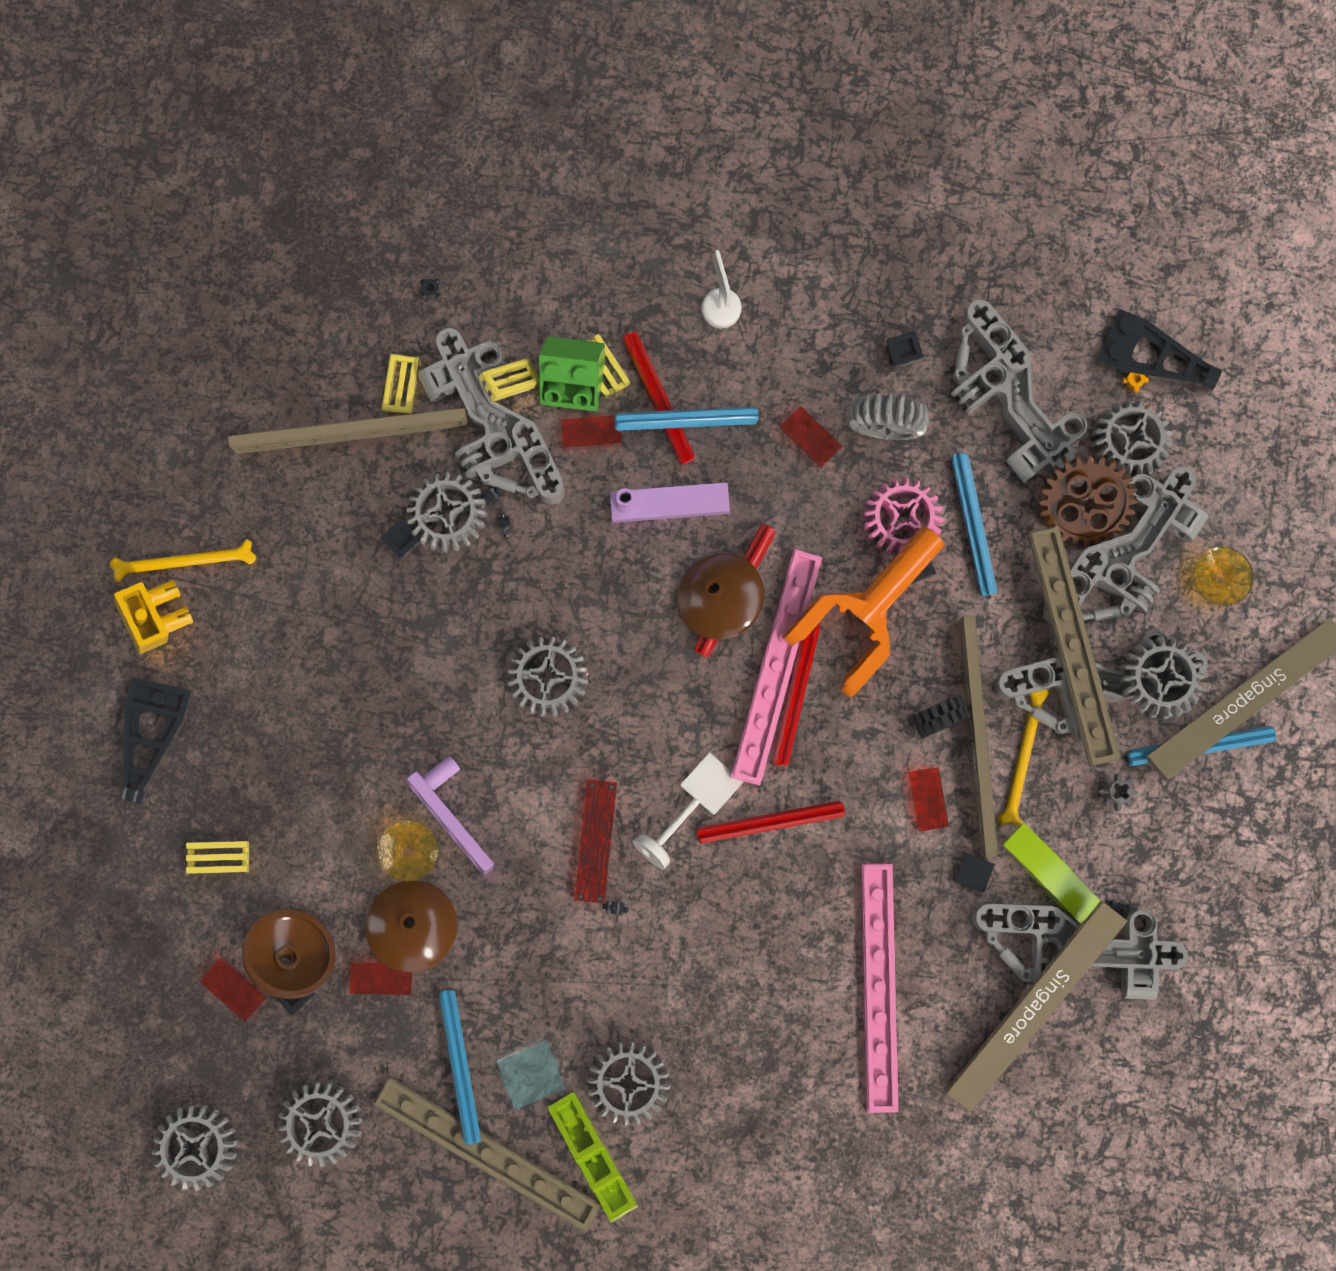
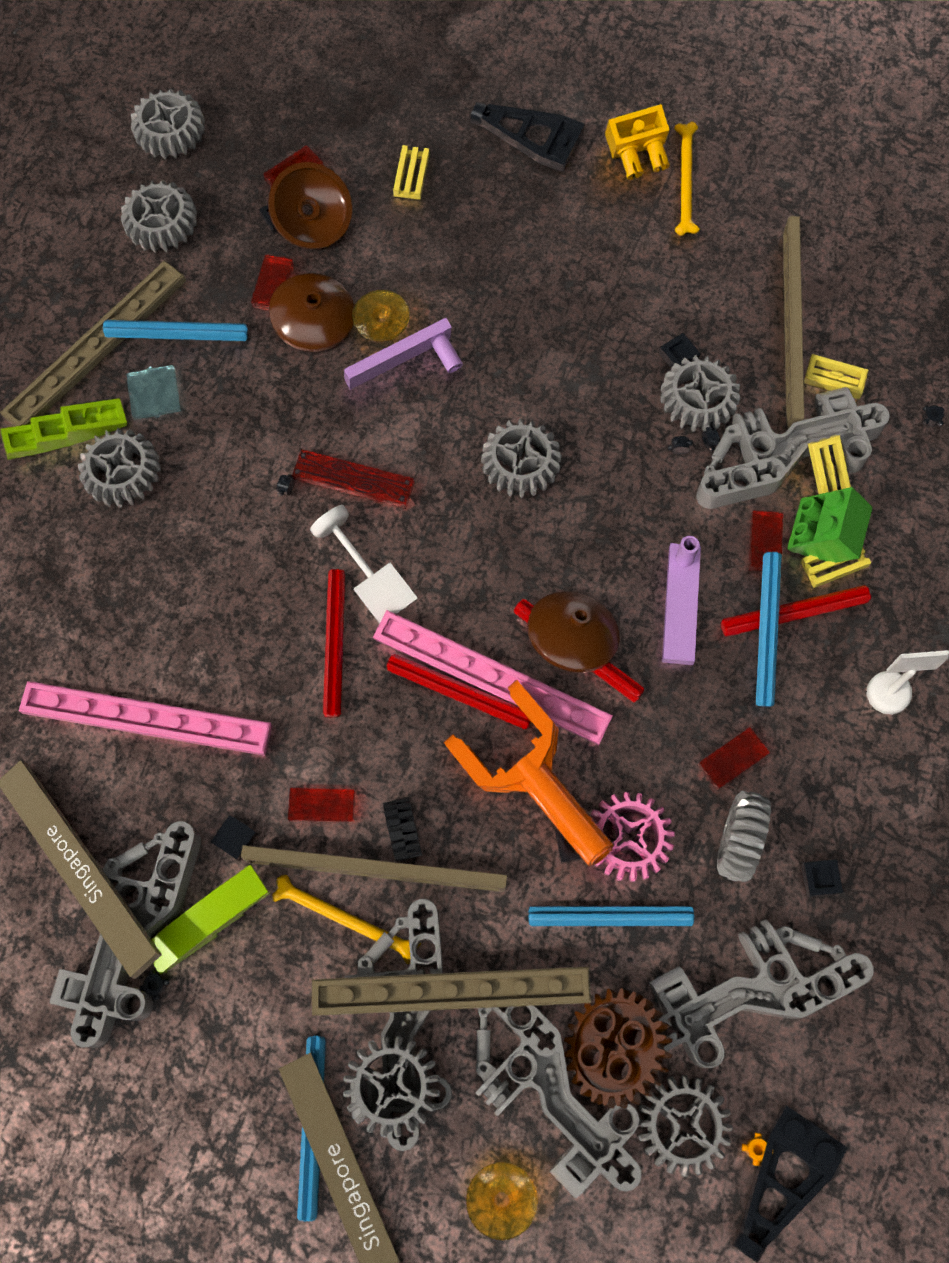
camera: 105 degrees right, 10 degrees down
(1109, 791) = (271, 1010): flat silver gear -> none

